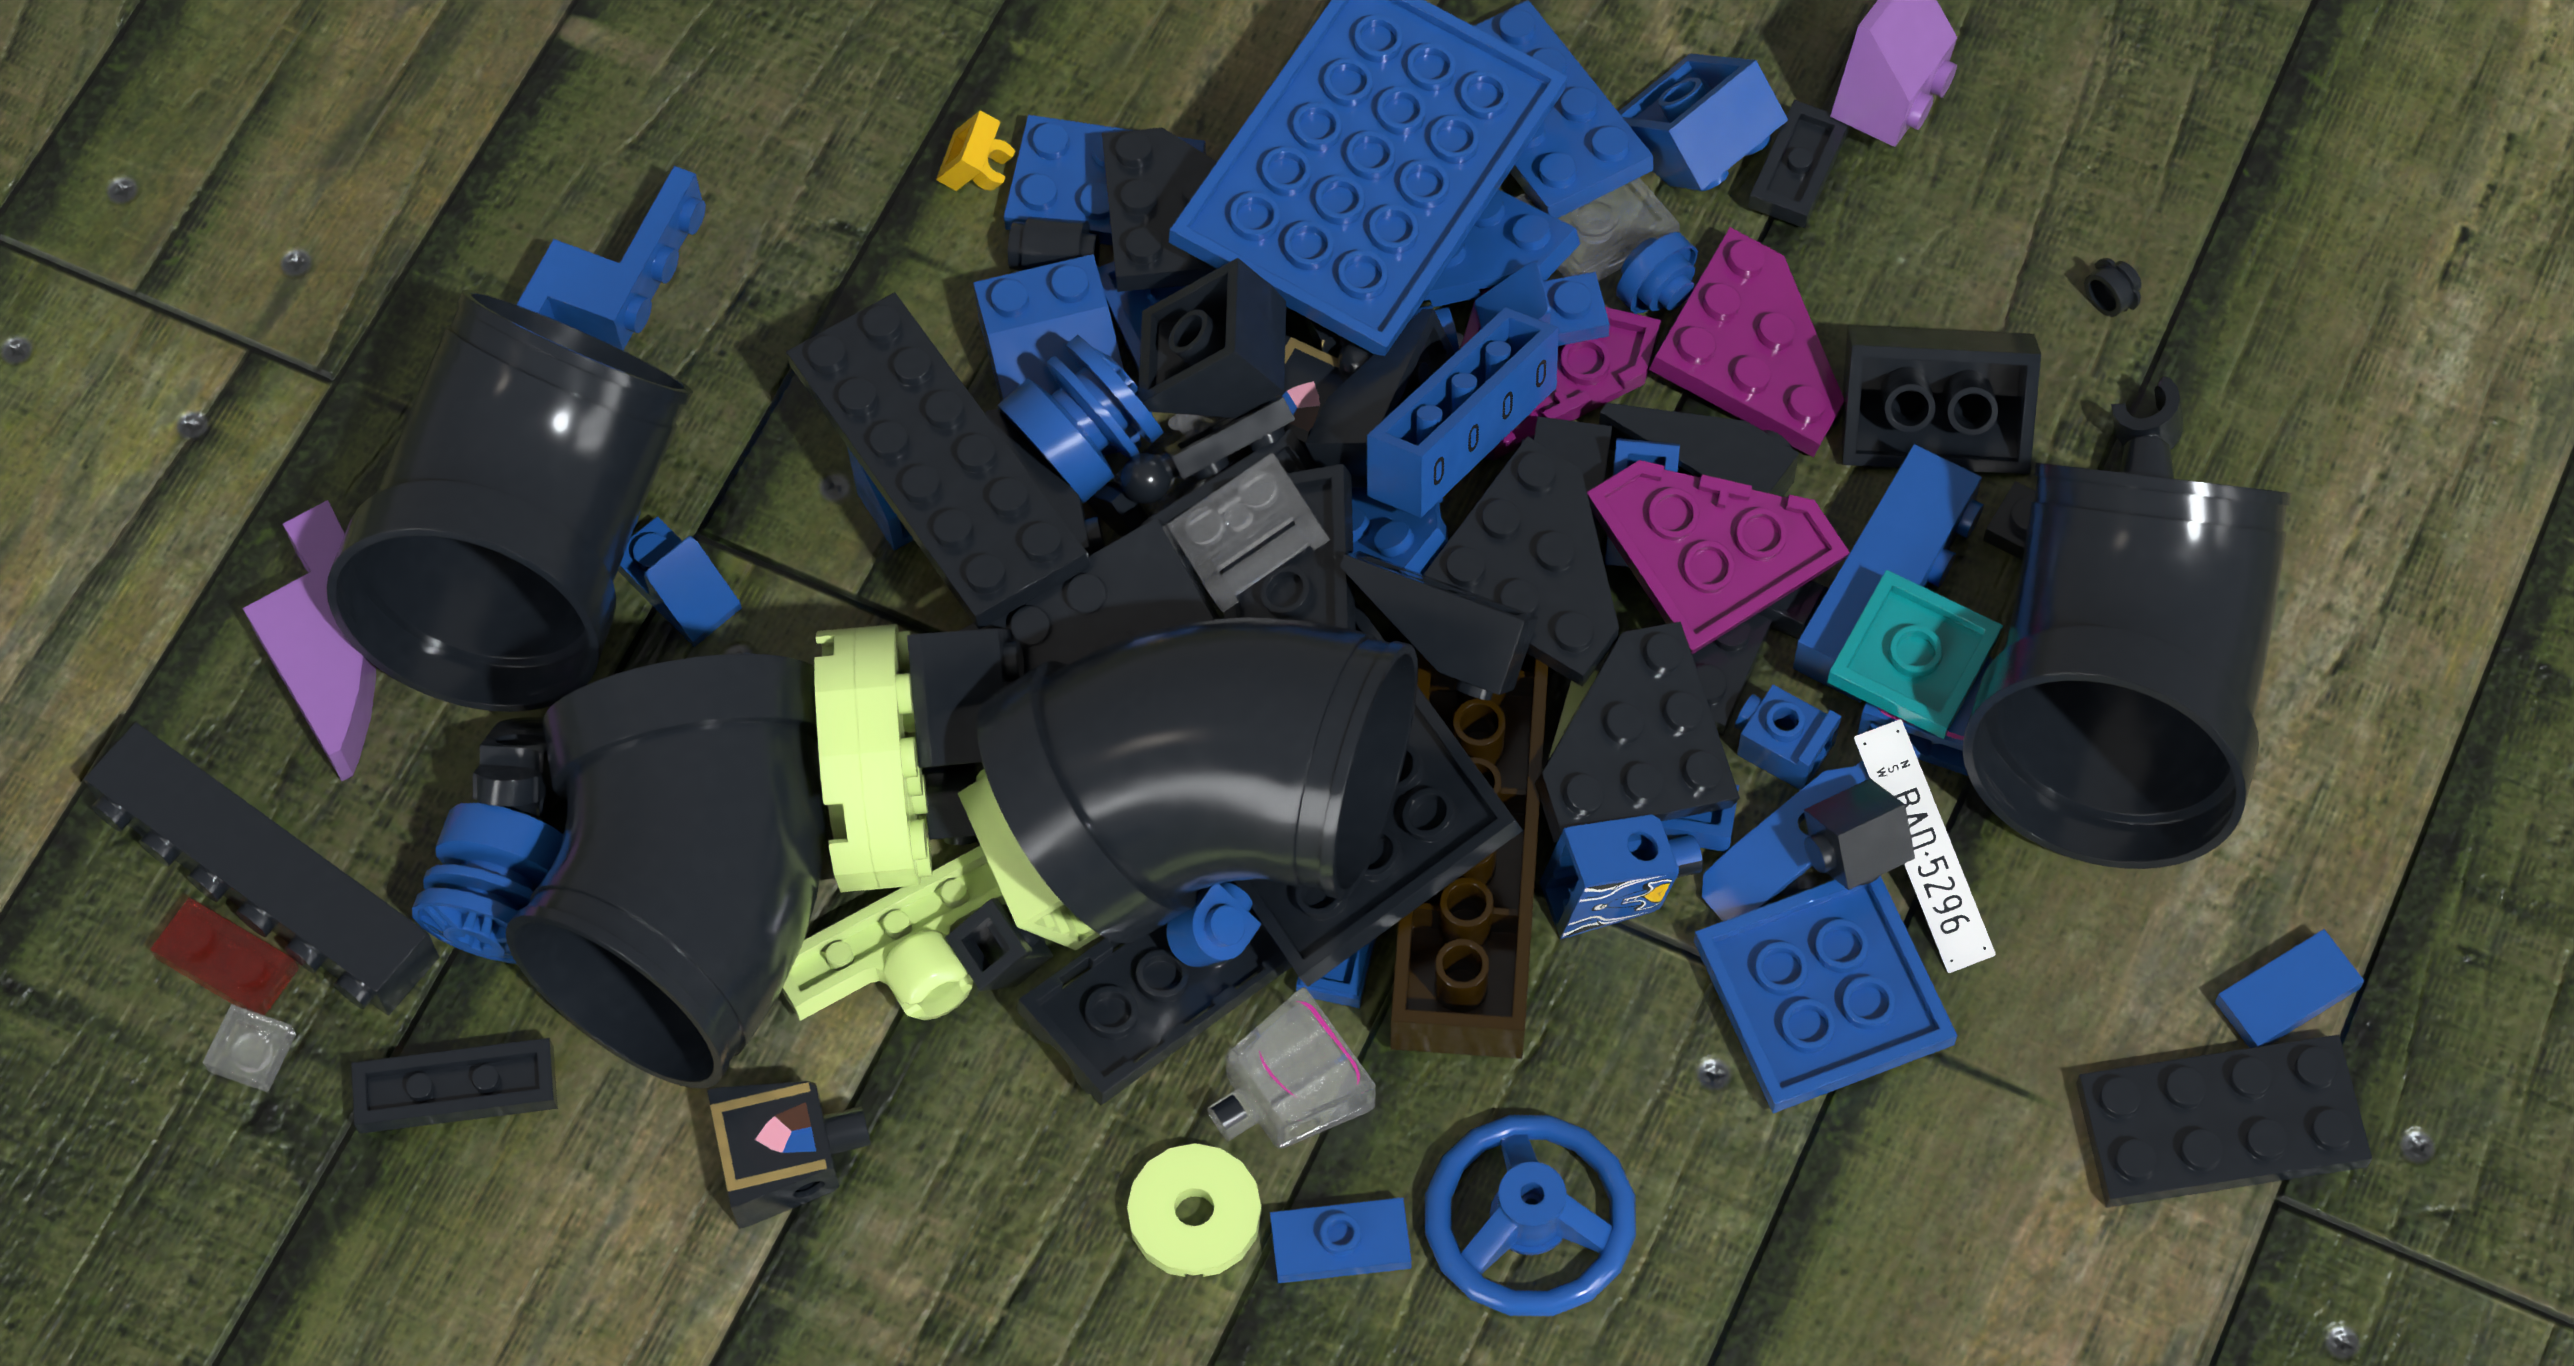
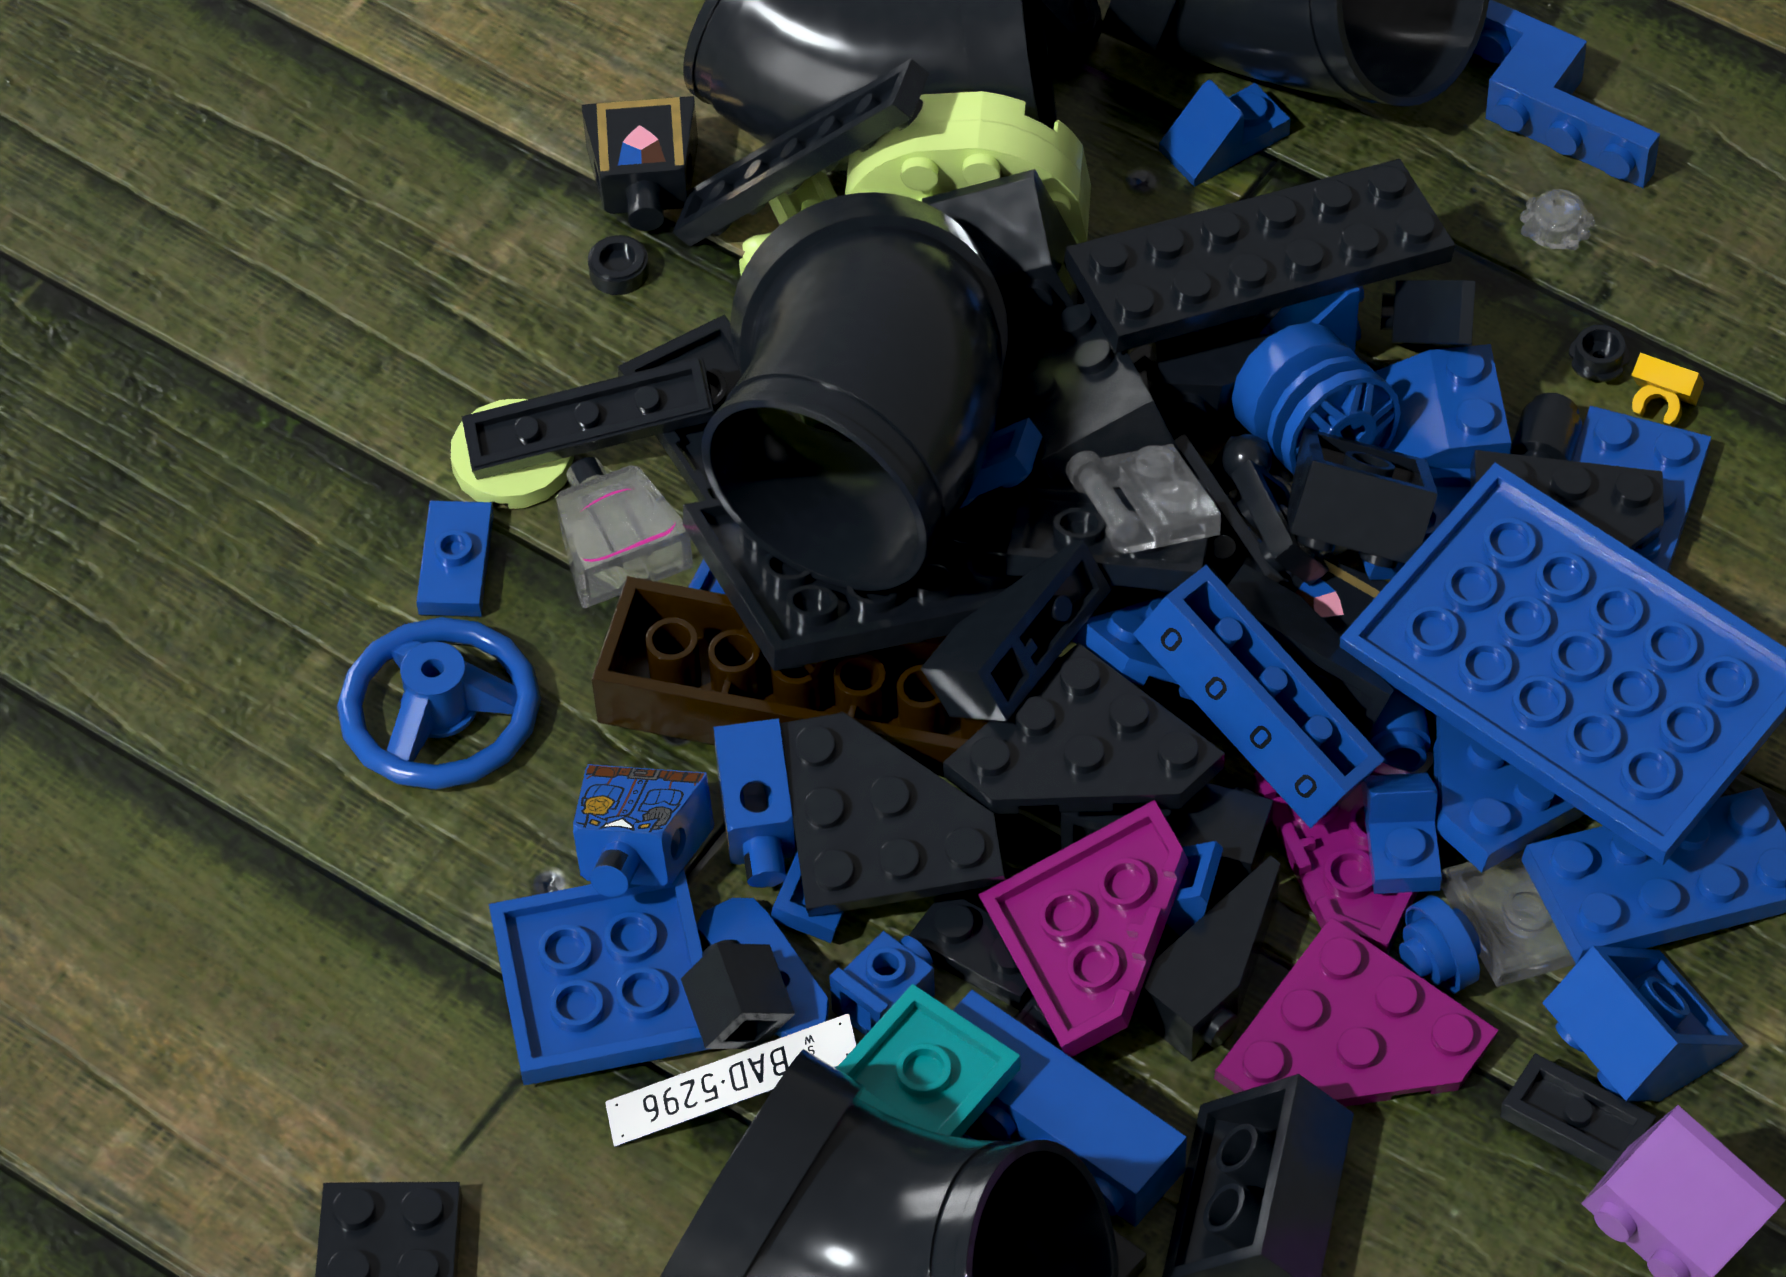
camera: 100 degrees right, 10 degrees down
(758, 281) = (1556, 220): none -> clear animal
(850, 911) = (802, 152): none -> black plate
(919, 1154) = (618, 265): none -> black tile
(933, 203) = (1599, 342): none -> black plate
(967, 303) = (1429, 312): none -> black slope
(1172, 1114) = (588, 418): none -> black tile
(1672, 975) = (639, 825): none -> blue torso

